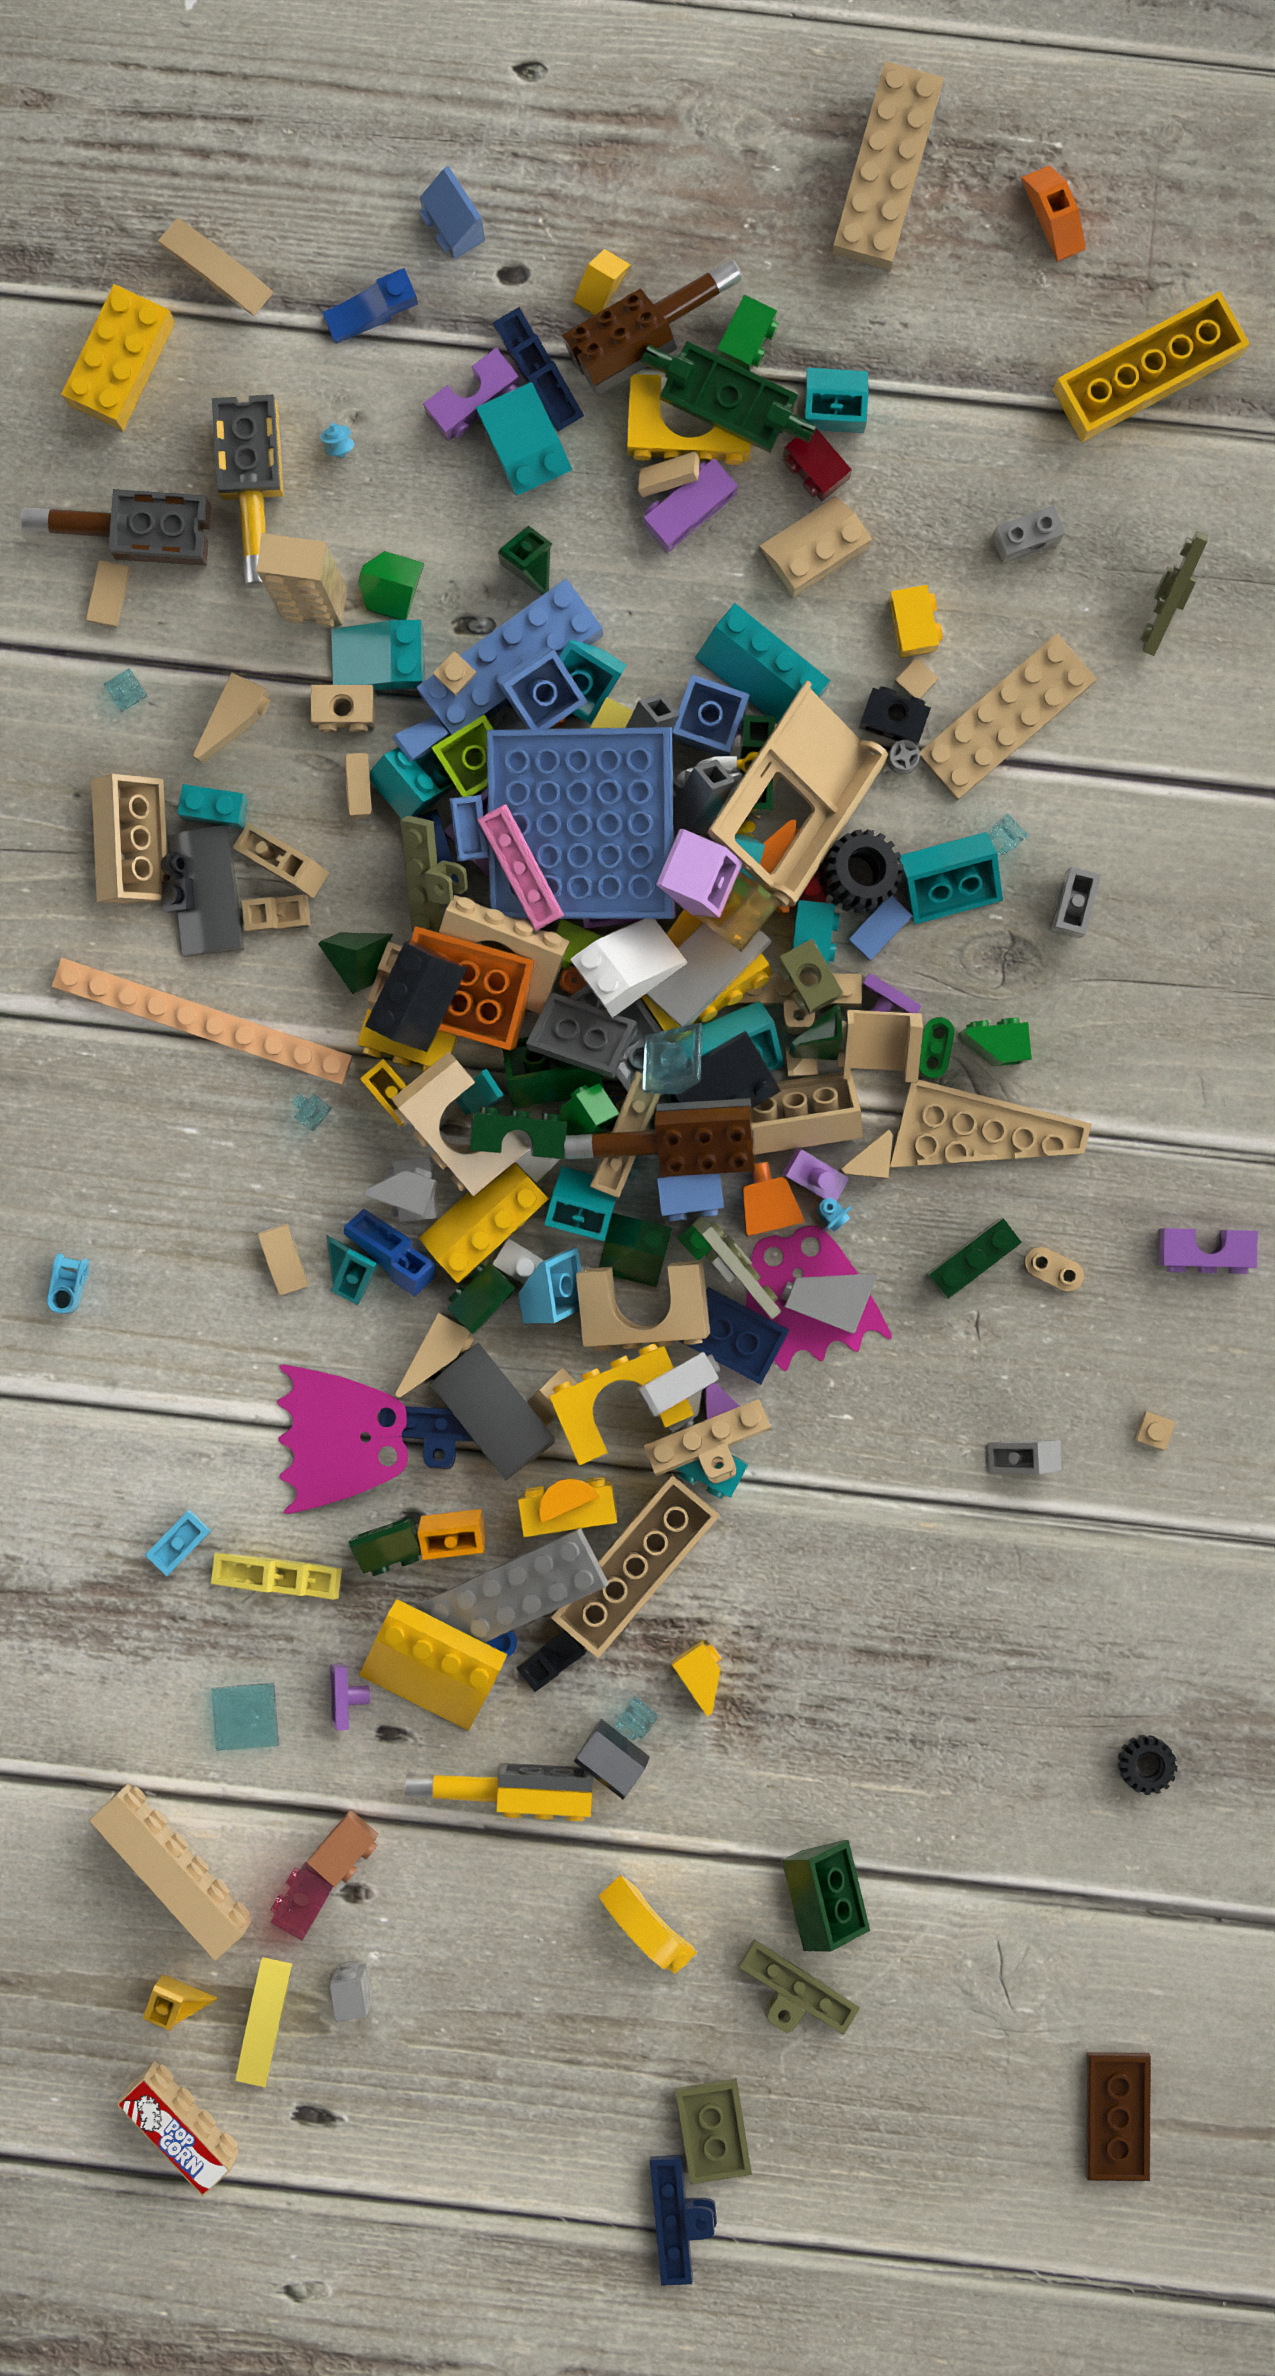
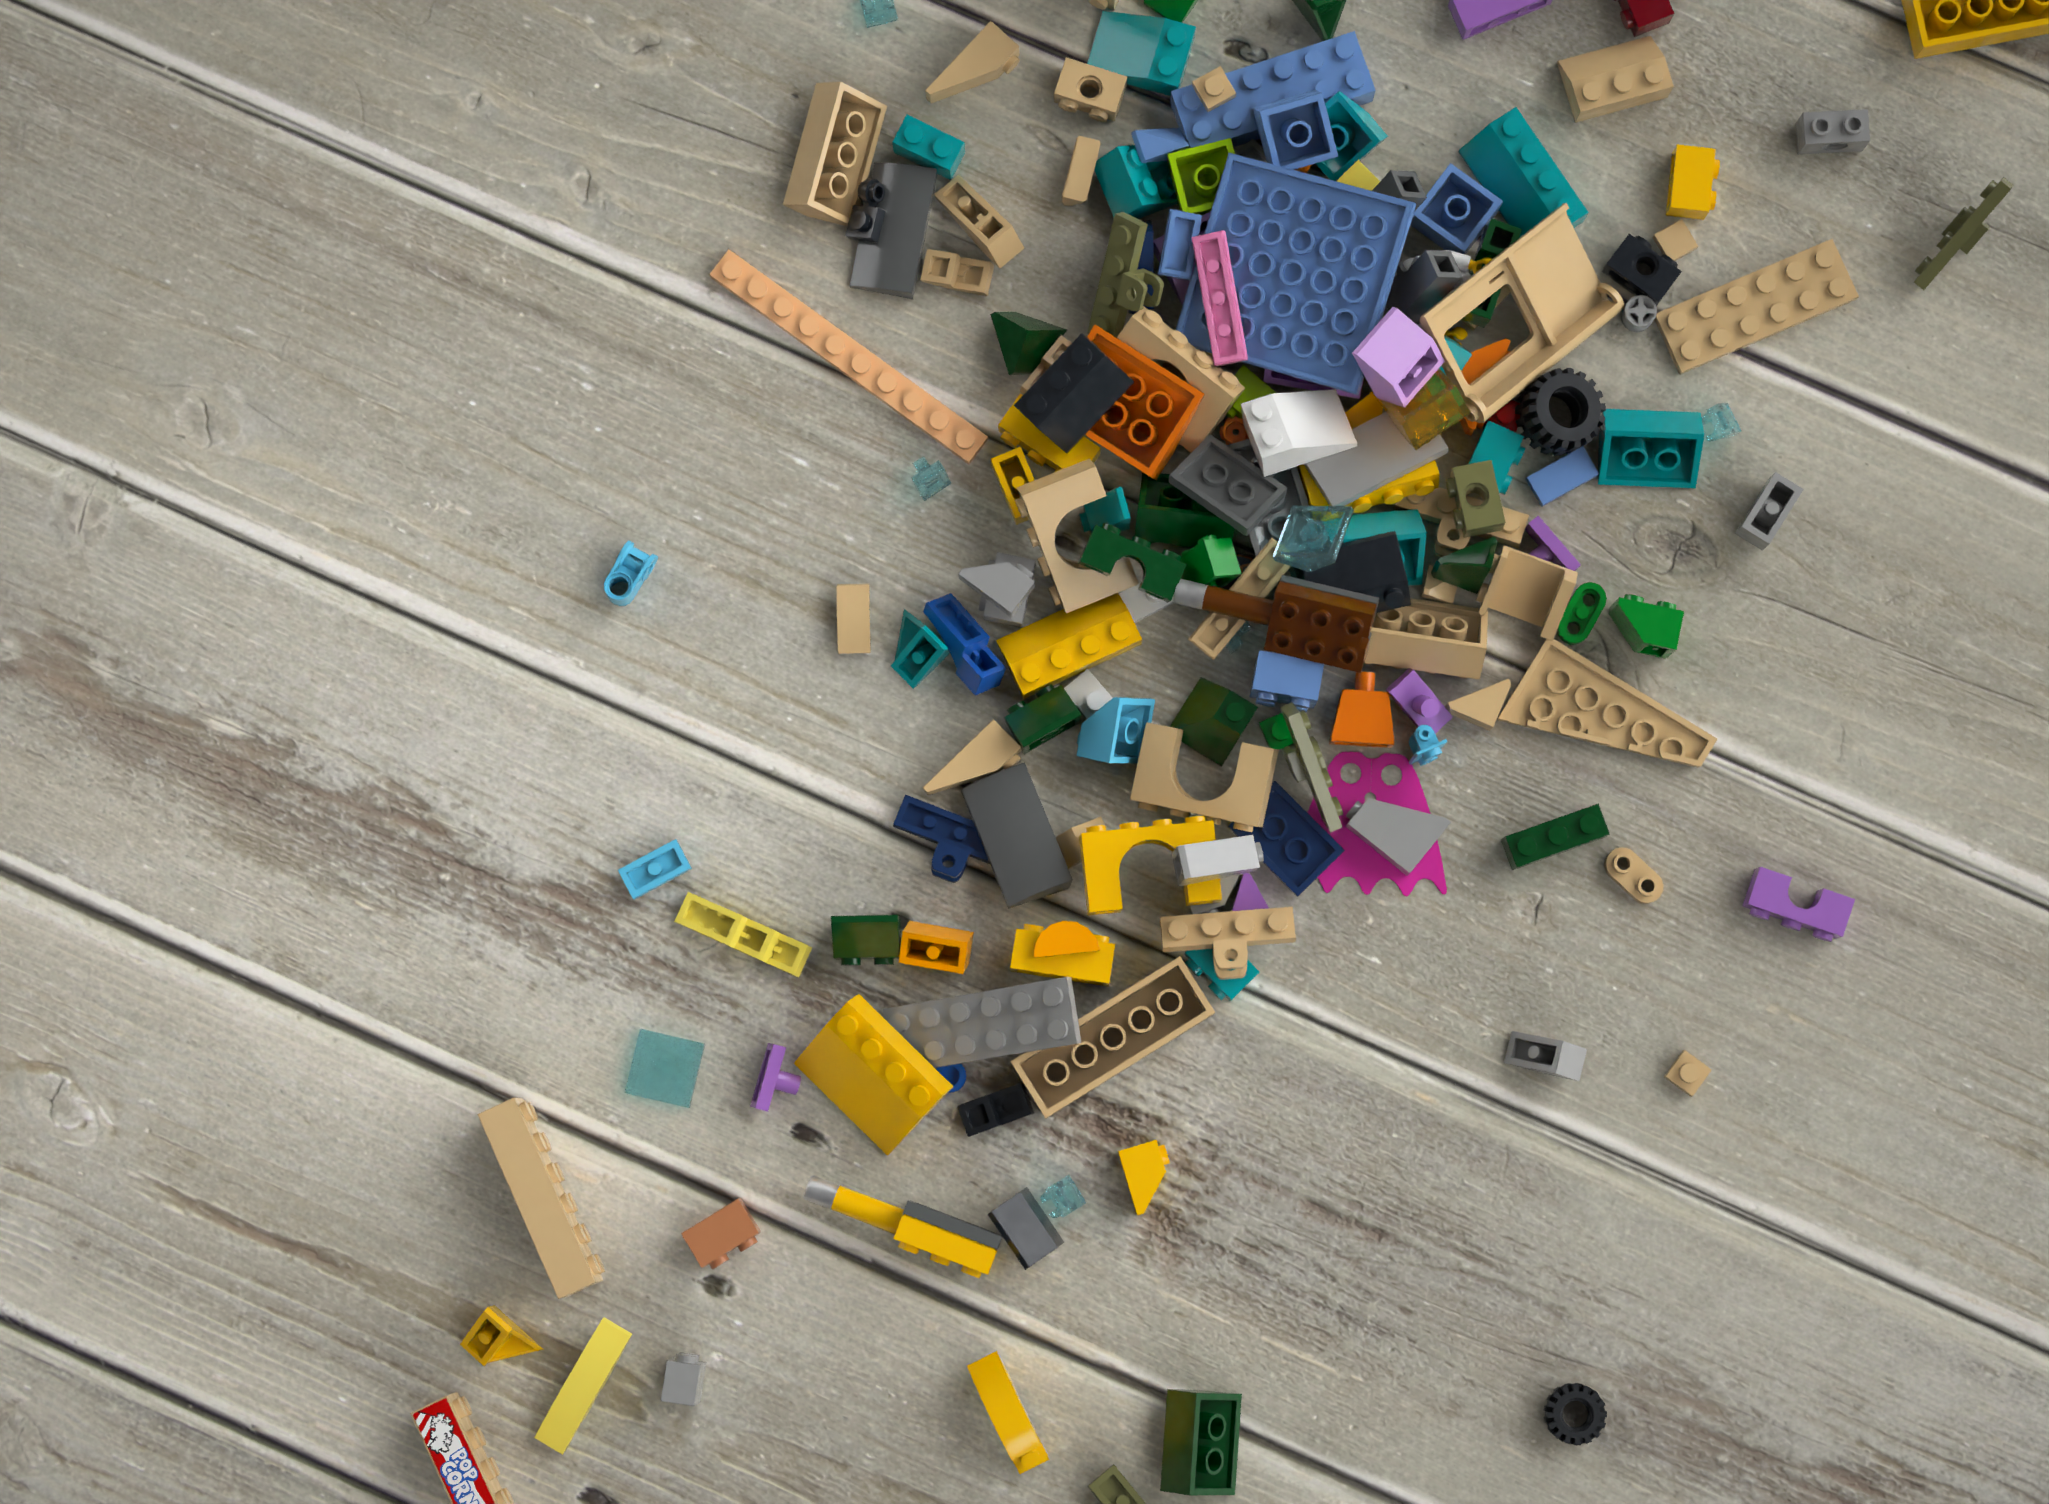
camera: 20 degrees right, 5 degrees down
(296, 1918) = (682, 1267): clear pink brick -> none
(326, 1439) = (839, 813): dark pink piece -> none
(578, 1206) = (1170, 659): teal slope -> none

